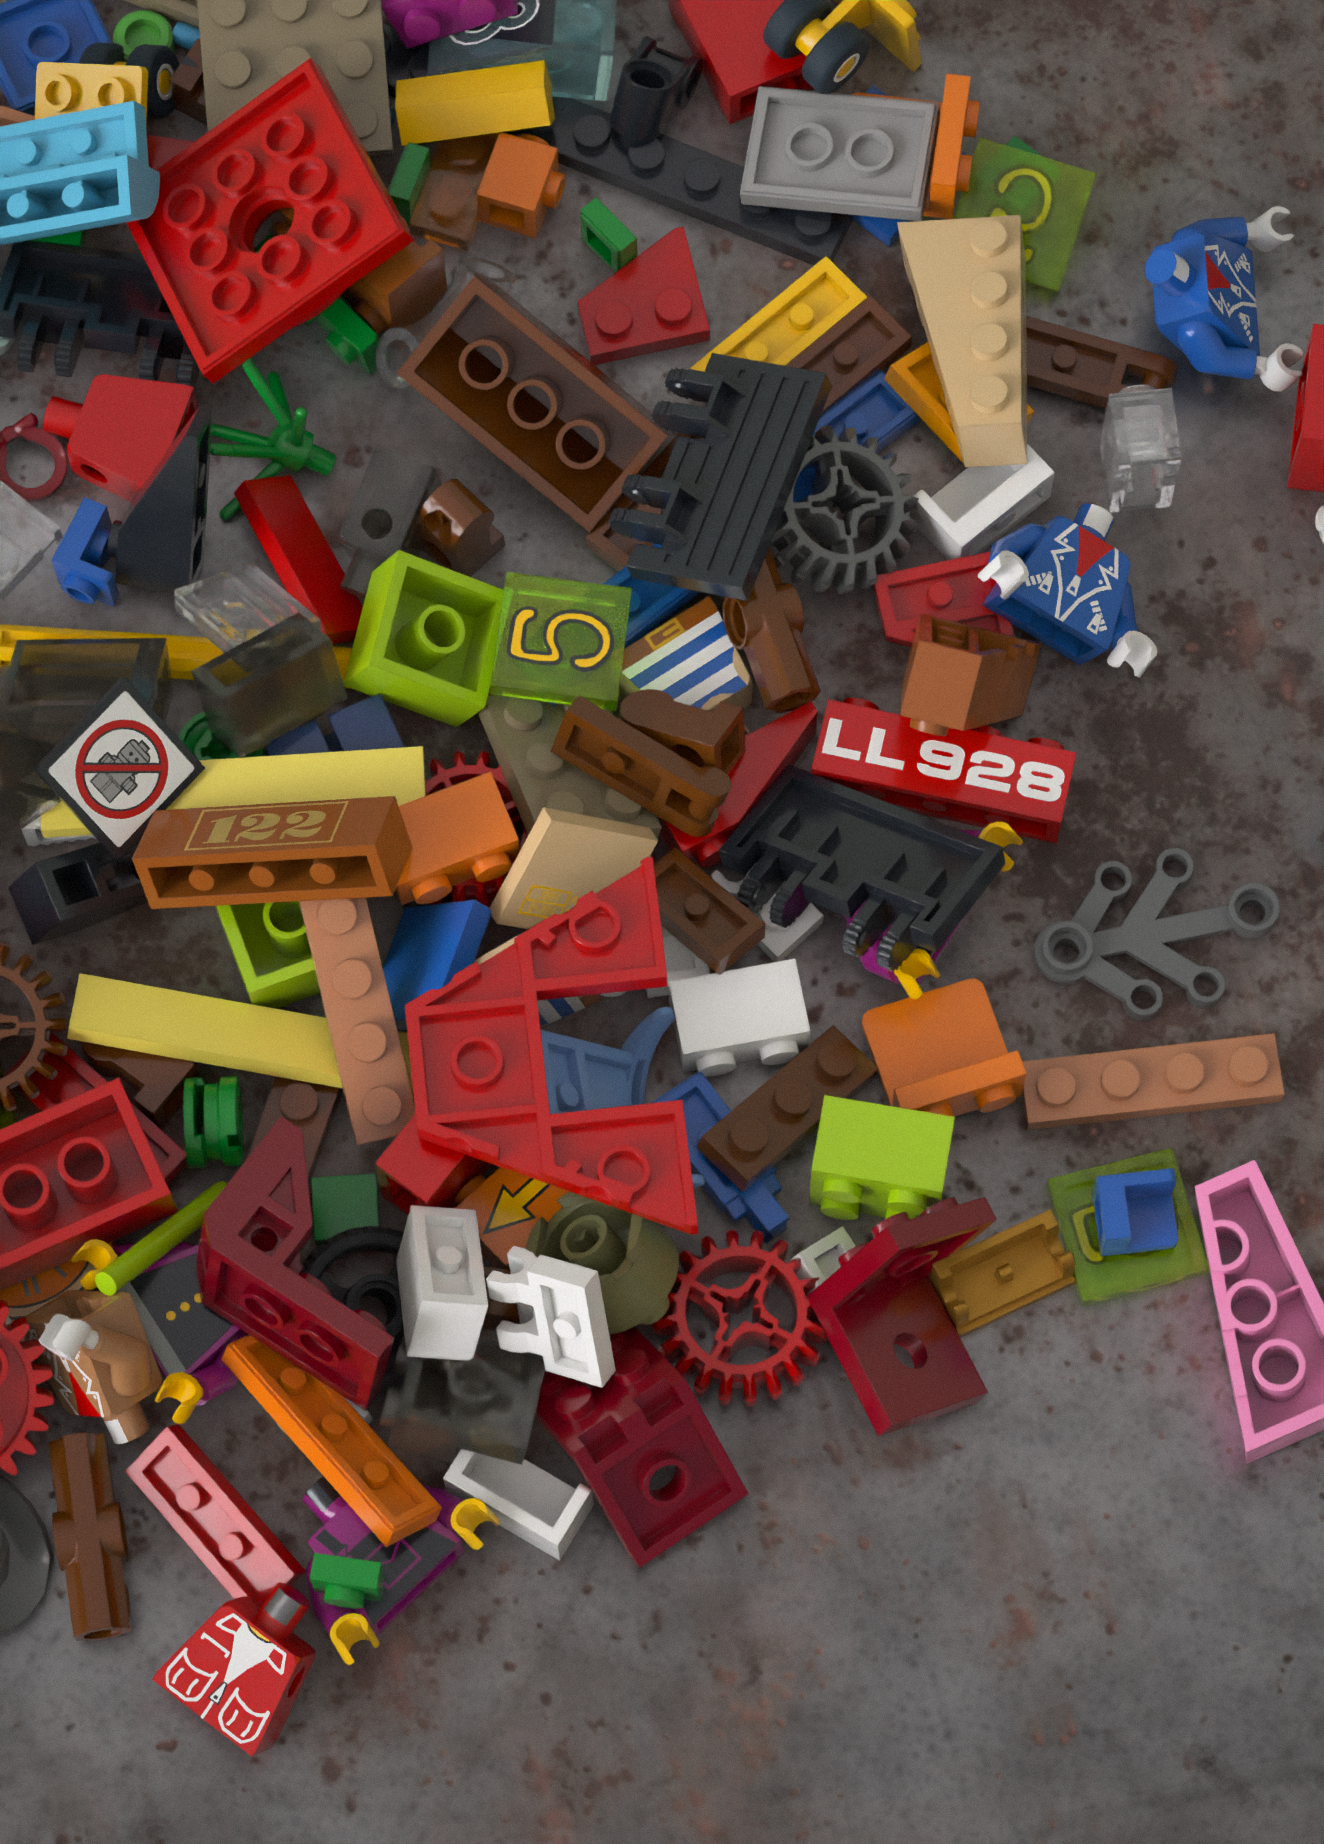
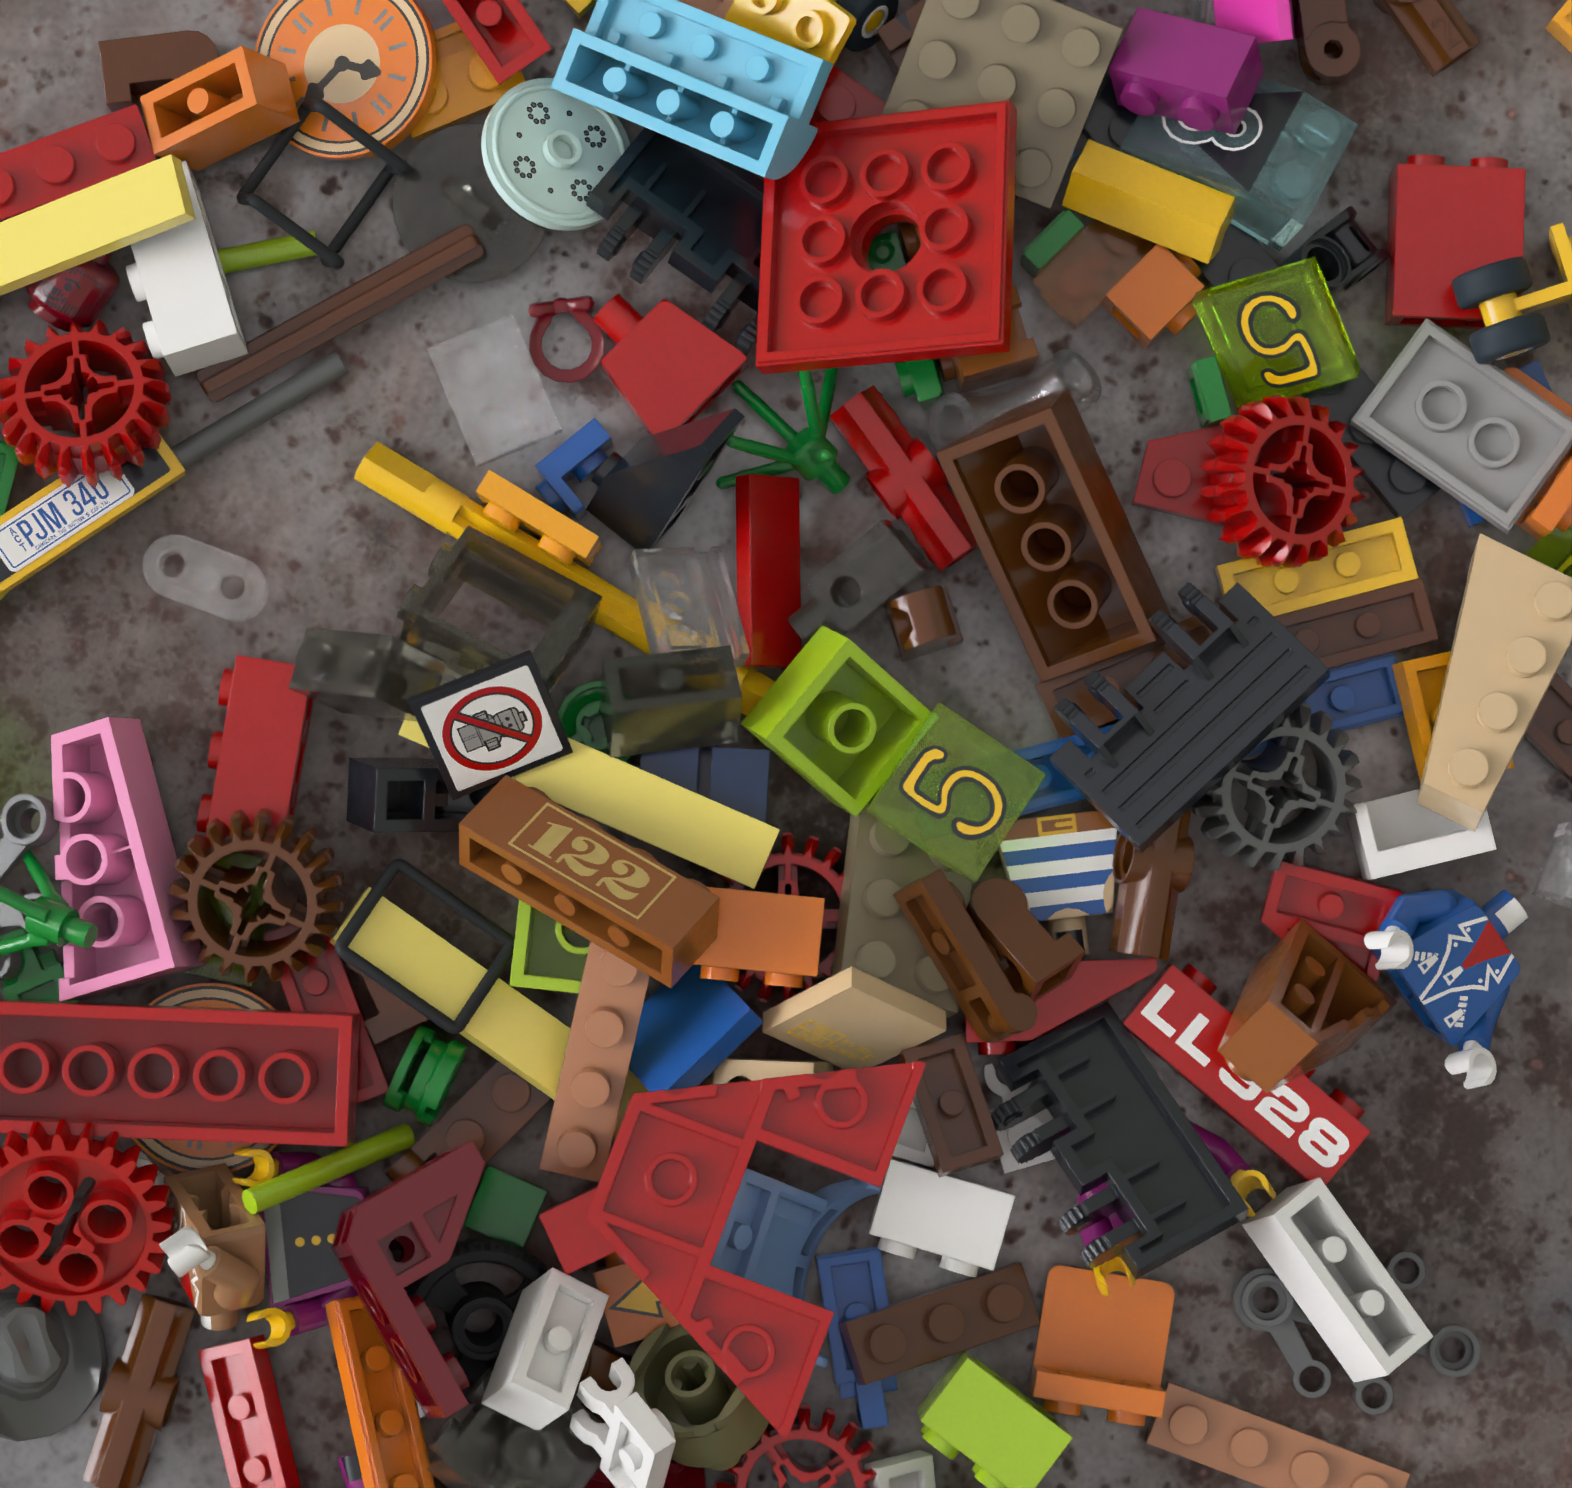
camera: 25 degrees right, 15 degrees up
(77, 604) = (558, 534): none -> light orange plate
(152, 1043) = (398, 989): none -> black piece
(384, 419) = (905, 477): none -> red piece
(639, 154) = (1277, 333): none -> clear neon green tile
(700, 283) = (1264, 509): none -> red gear
(1115, 886) = (1337, 1280): none -> white brick

